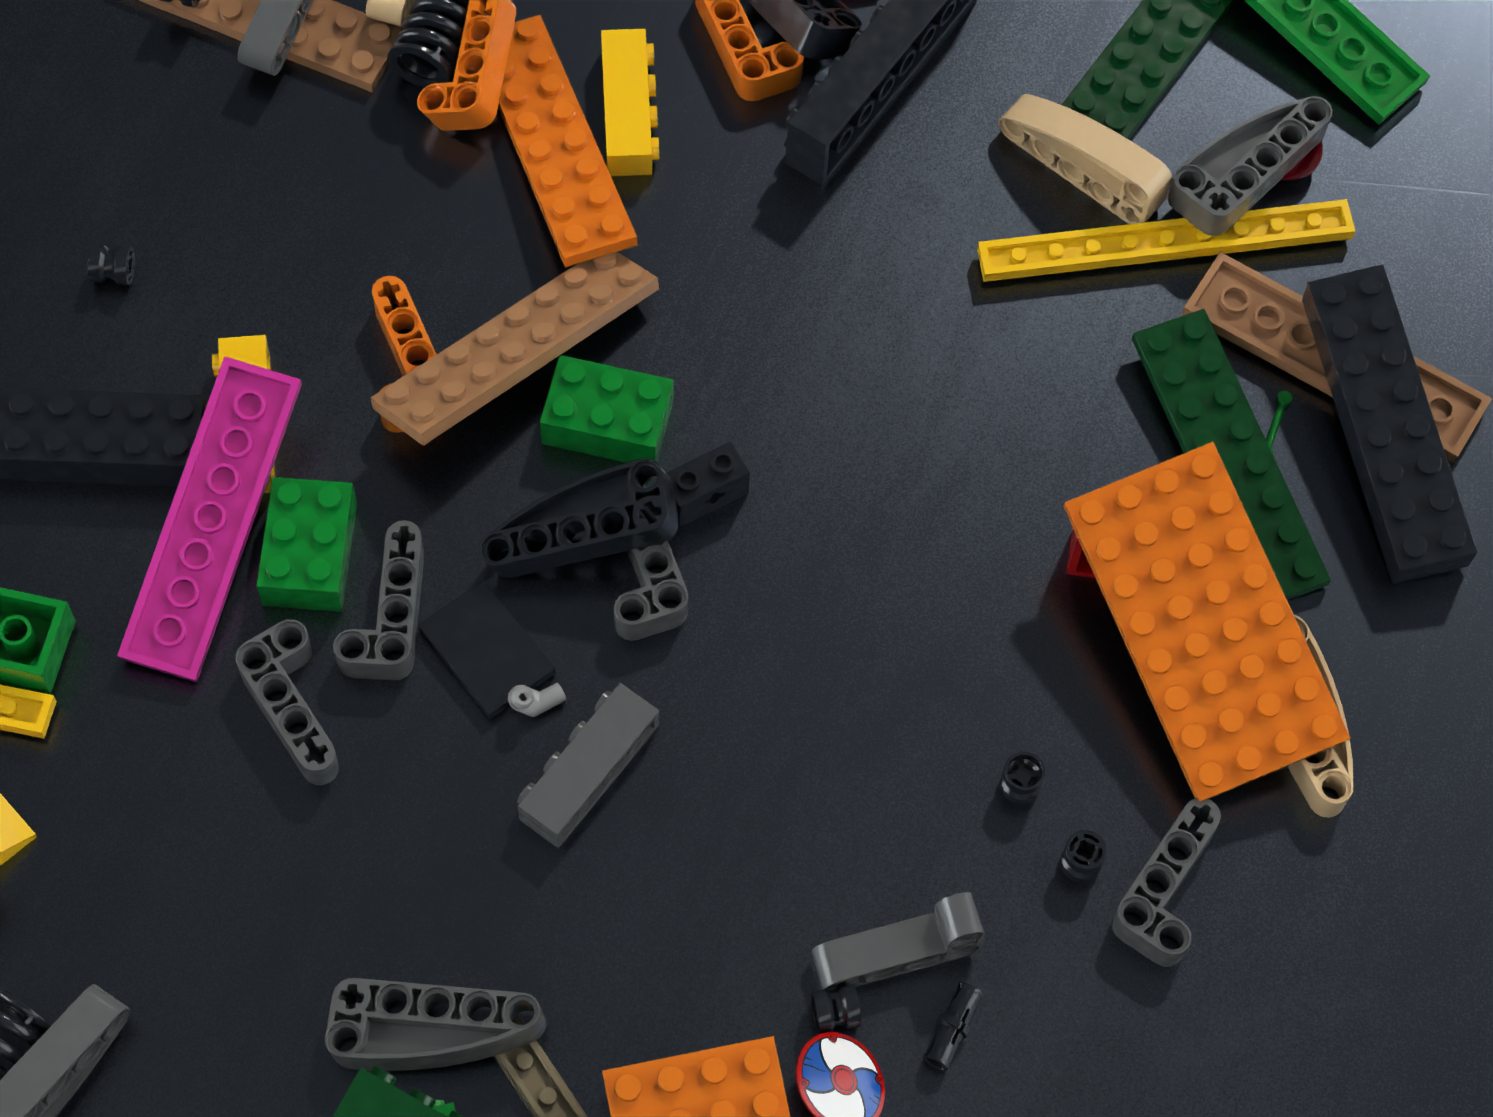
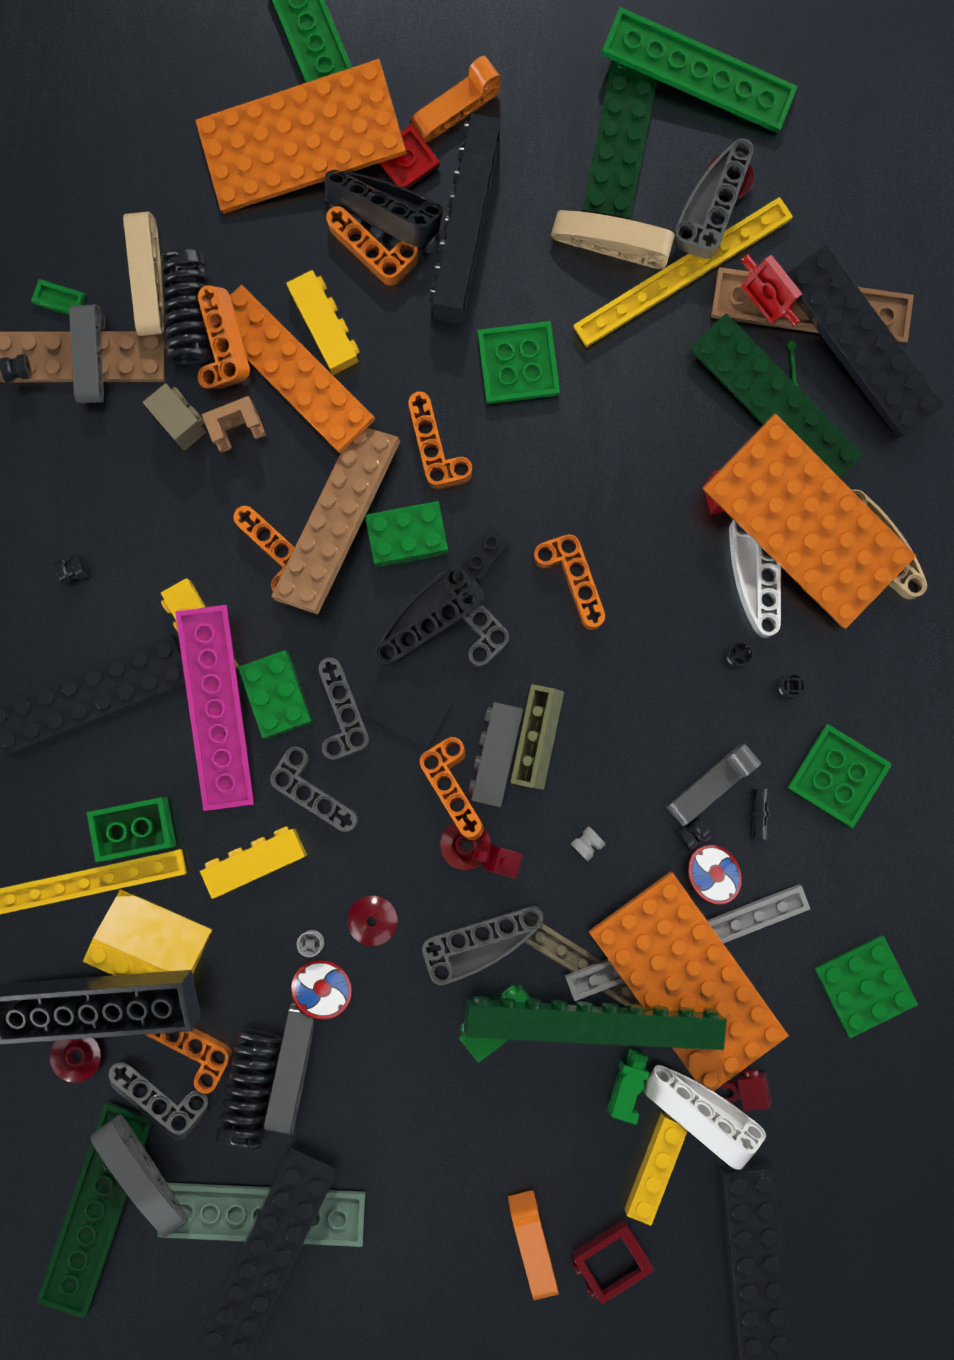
camera: 15 degrees left, 20 degrees up
(149, 761) = (252, 863): none -> yellow brick
(151, 987) = (321, 989): none -> shield
(167, 905) = (307, 946): none -> light grey wheel
(285, 946) = (372, 907): none -> dark red dish
(363, 129) = (172, 412): none -> dark tan brick
(437, 160) = (230, 416): none -> medium nougat panel
(477, 856) = (453, 853): none -> dark red dish
(495, 787) = (454, 793): none -> orange beam
(518, 914) = (499, 860): none -> dark red brick
(535, 702) = (449, 729): light grey arm -> none
(661, 761) = (537, 737): none -> olive brick
(665, 952) = (588, 843): none -> light grey wheel
(704, 307) = (432, 440): none -> orange beam
(824, 578) = (575, 583): none -> orange beam
(877, 260) = (518, 362): none -> green plate
(1091, 663) = (747, 567): none -> white beam
(1101, 1022) = (839, 776): none -> green plate
(1170, 874) = (846, 676): dark grey beam -> none
(1280, 298) = (771, 289): none -> red plate

